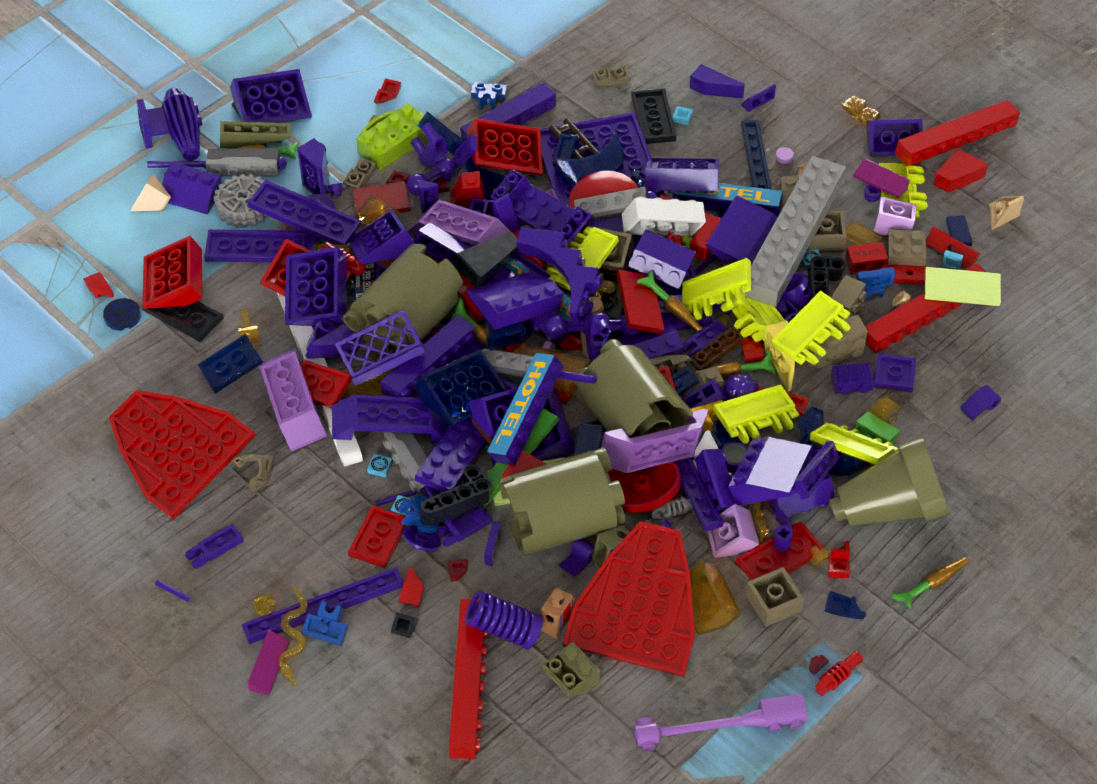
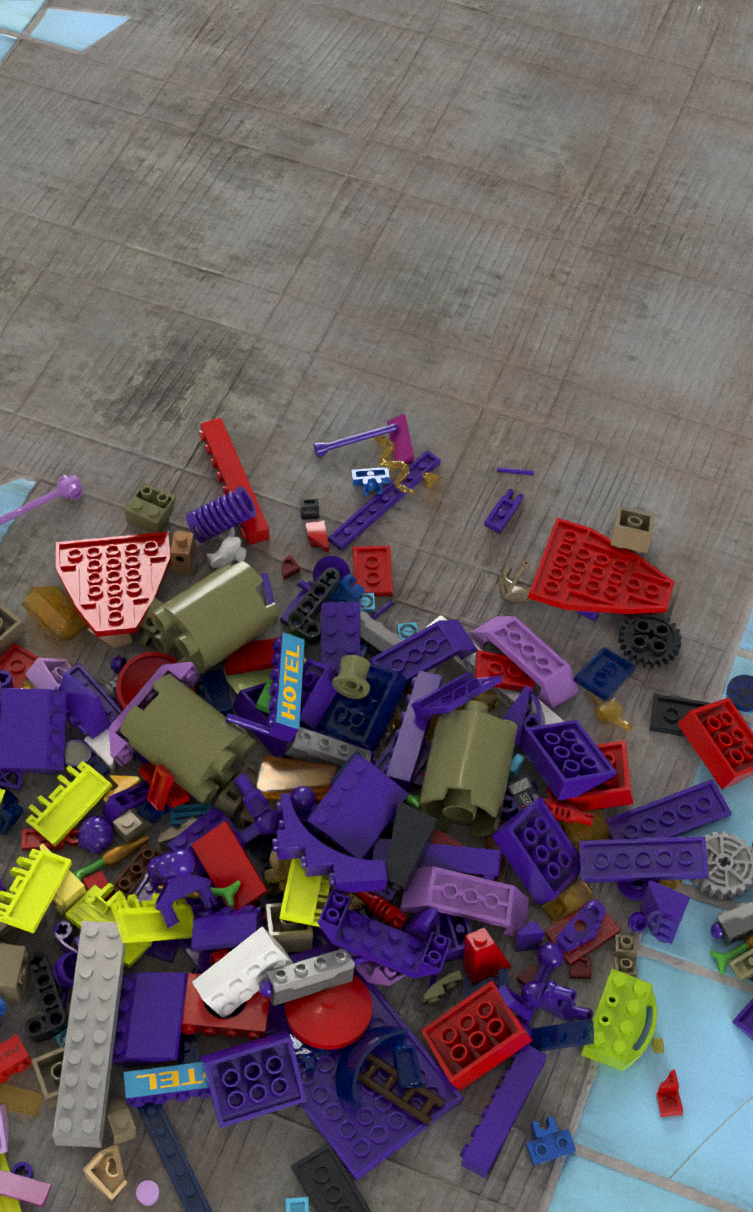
camera: 155 degrees right, 5 degrees up
(111, 469) = (632, 530): none -> dark tan brick
(170, 376) = (650, 639): none -> black gear
(356, 682) = (322, 448): none -> dark purple piece
(392, 191) = (592, 916): none -> dark purple piece
(464, 387) = (352, 677): none -> olive piece
(518, 595) = (228, 551): none -> white animal
(674, 375) = (160, 787): none -> red plate
(689, 293) = (174, 872): none -> dark purple connector

